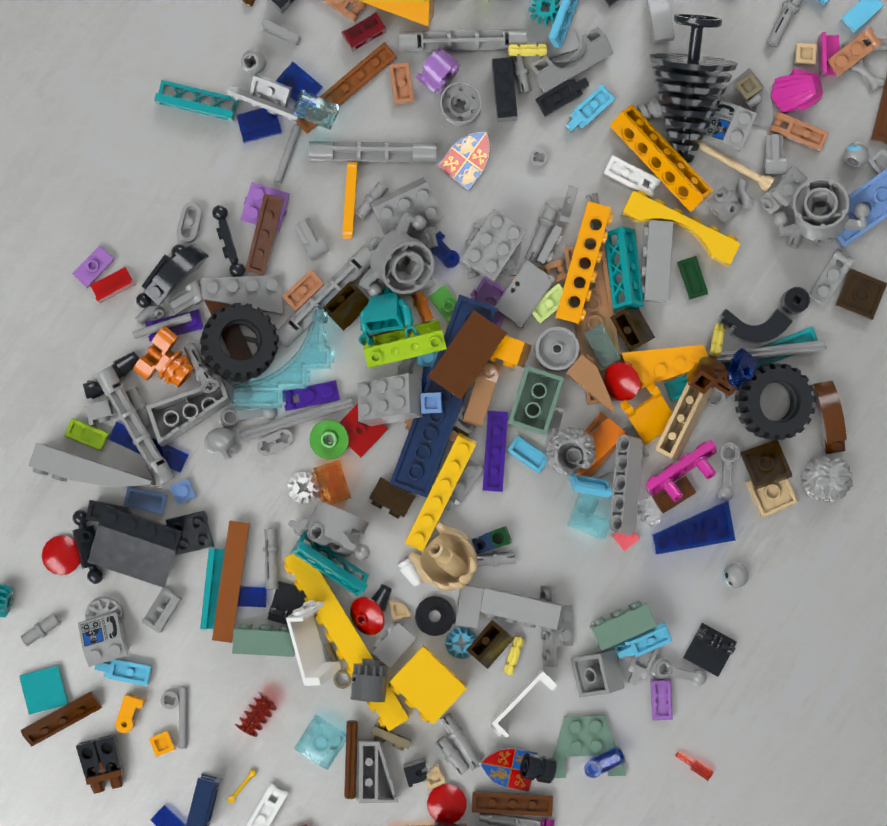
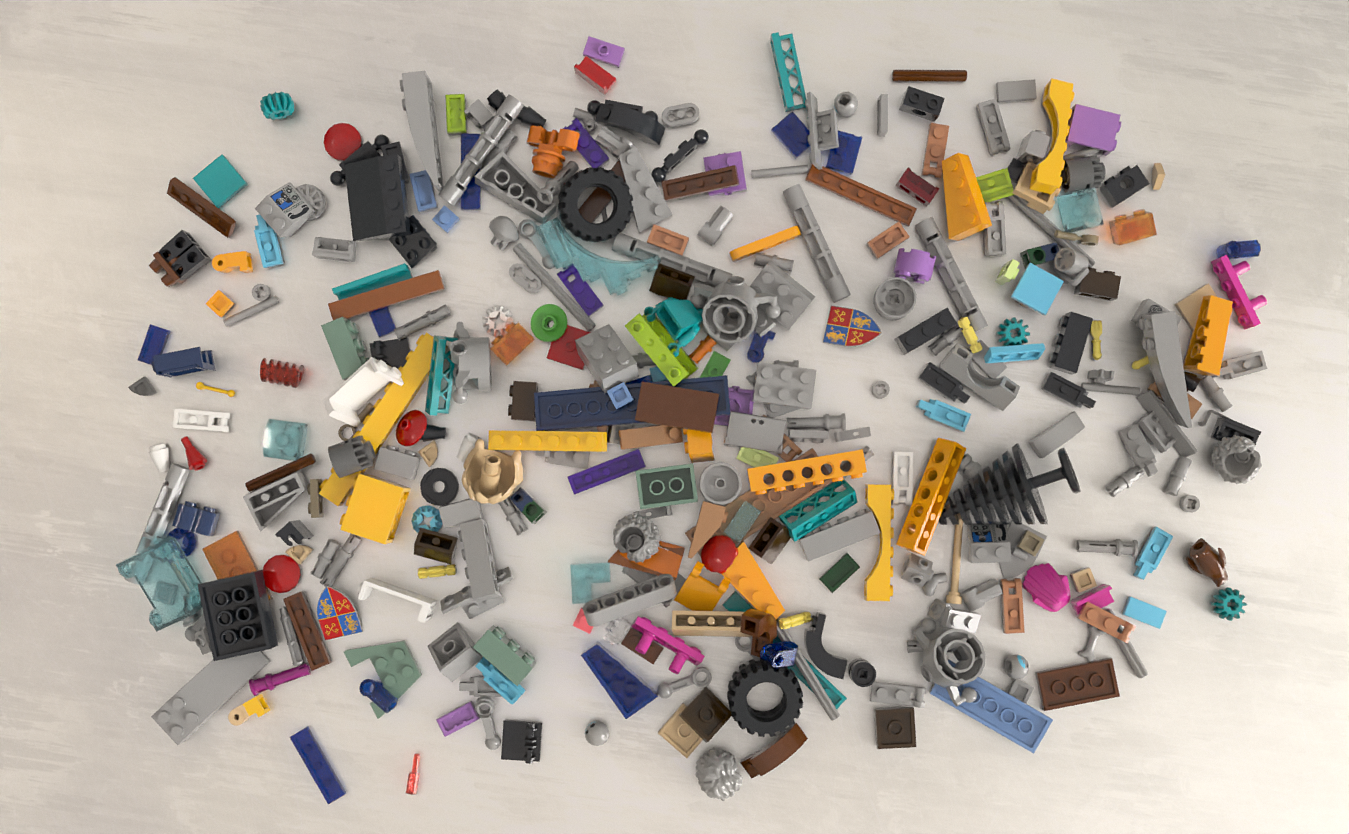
camera: 60 degrees right, 0 degrees up
(40, 629) = (270, 153): light grey pin -> none
(156, 327) = (583, 137): light grey bar -> none
(316, 109) = (829, 175): clear light blue brick -> none
(527, 454) = (617, 501): medium azure tile -> none
(538, 767) = (347, 639): black wheel -> none
(590, 485) = (614, 568): medium azure tile -> none

